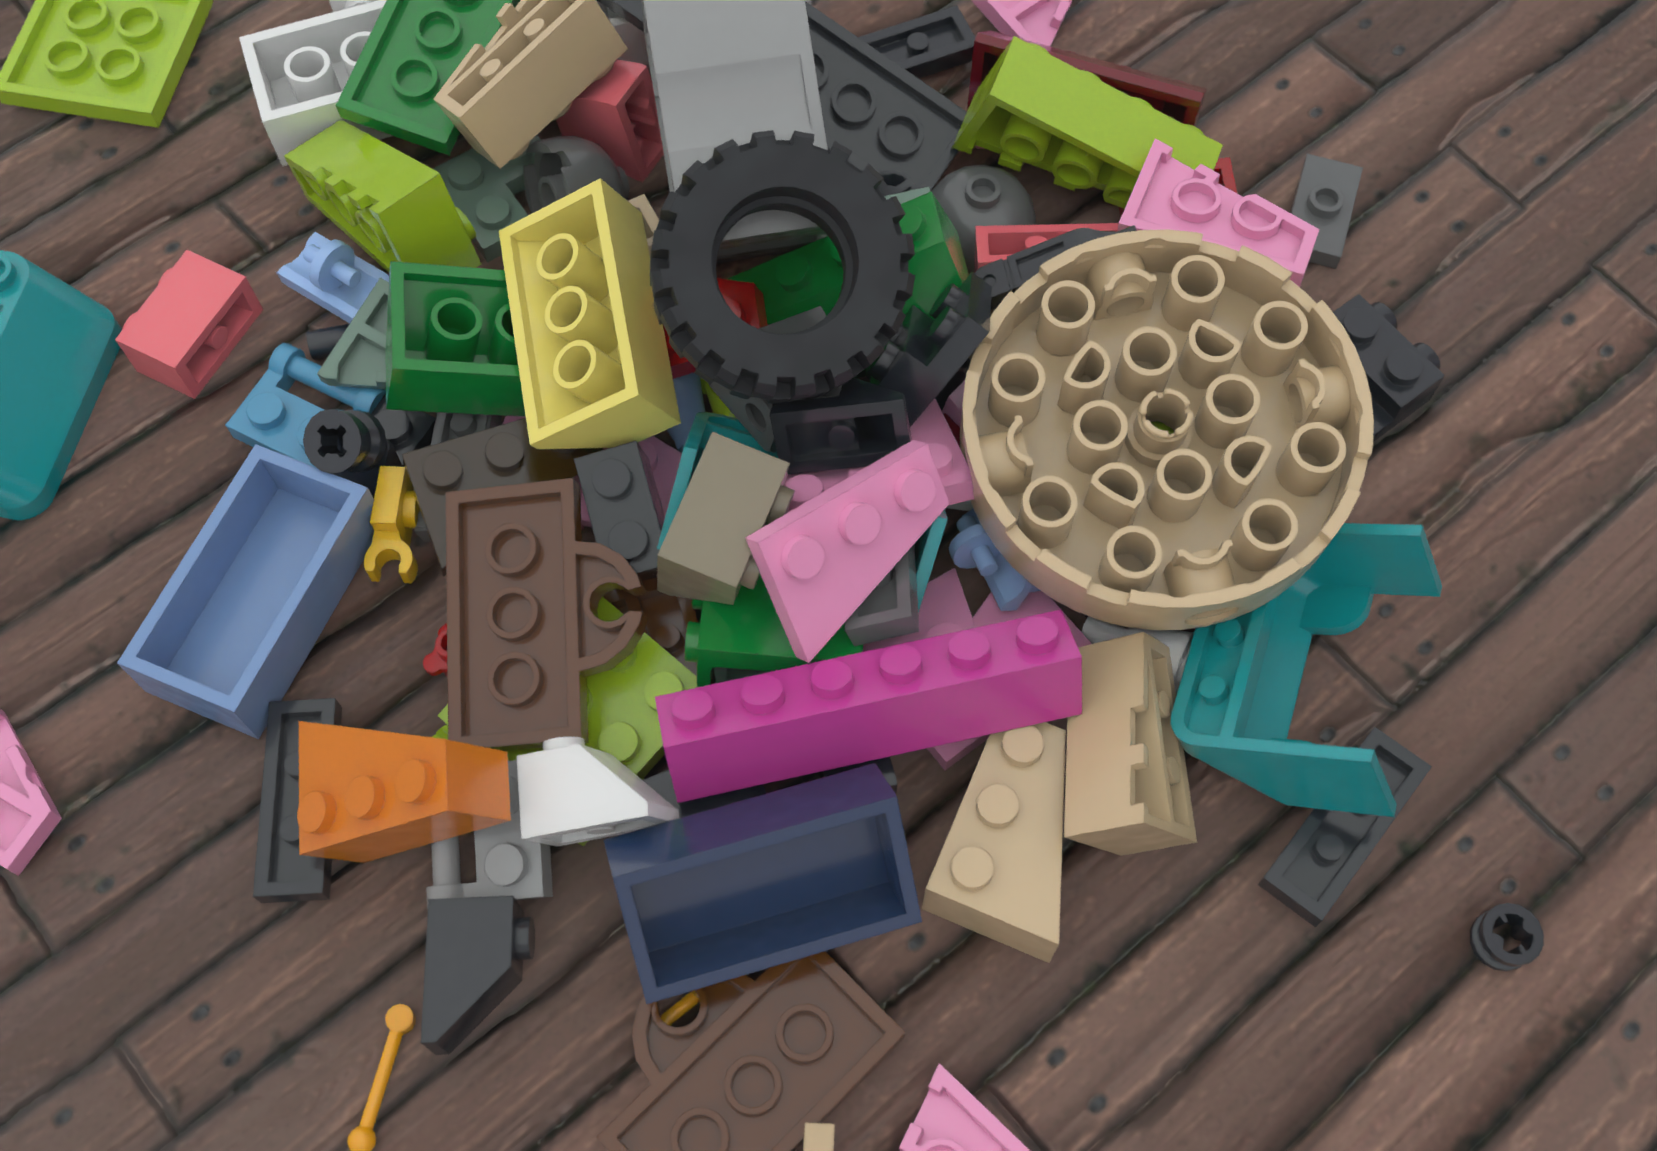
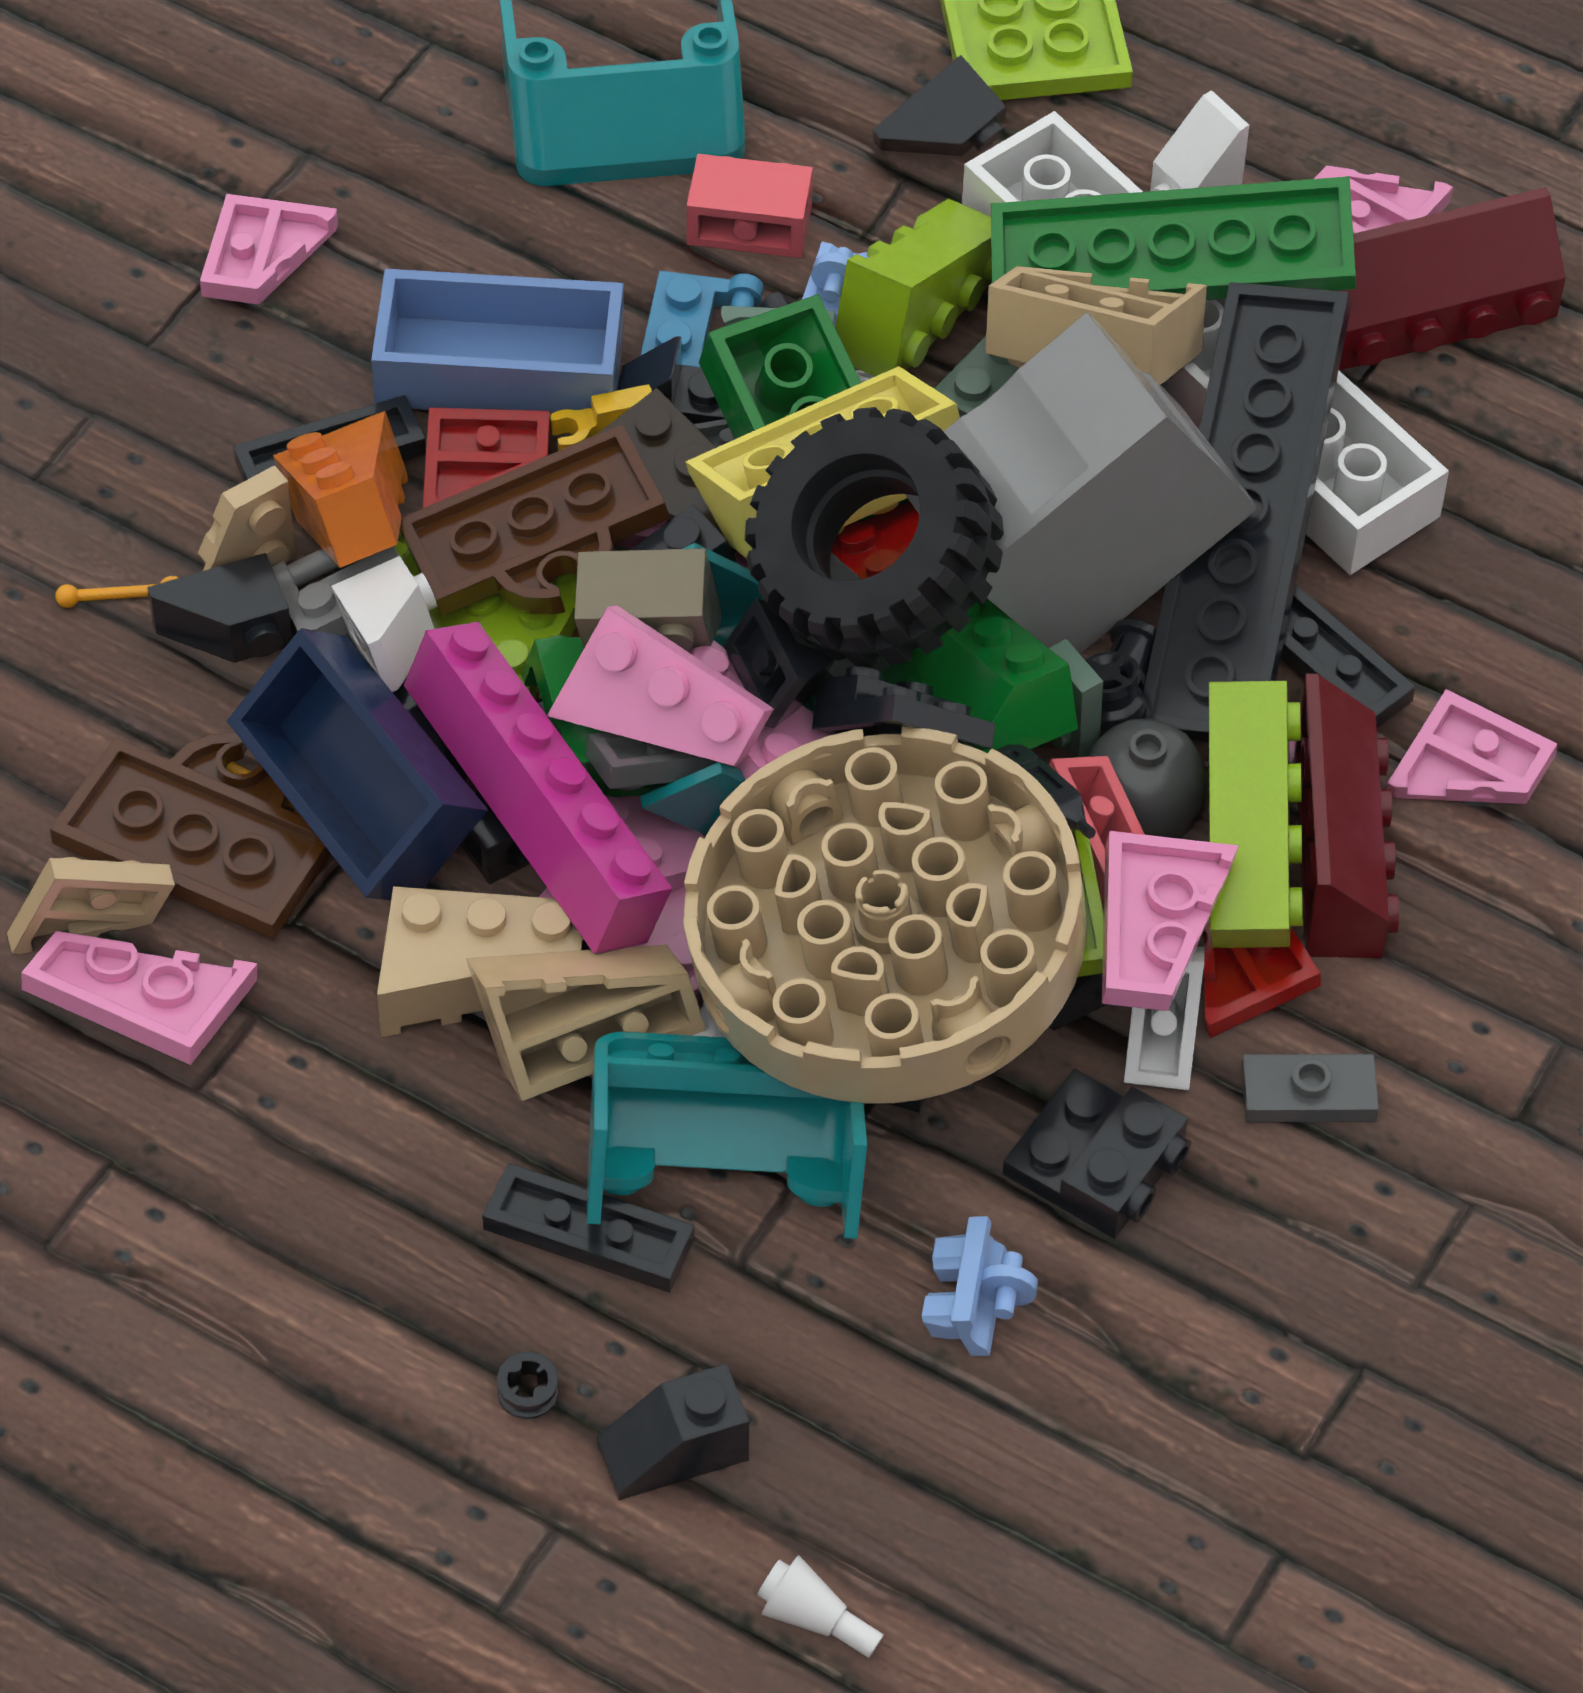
camera: 70 degrees right, 10 degrees down
(177, 130) = (945, 116): none -> black slope
(362, 441) = (651, 343): black wheel -> none
(375, 654) = (478, 446): none -> red wing
(393, 911) = (251, 522): none -> tan wing
(1509, 526) = (987, 1287): none -> light blue hips
(1602, 812) = (677, 1433): none -> black slope

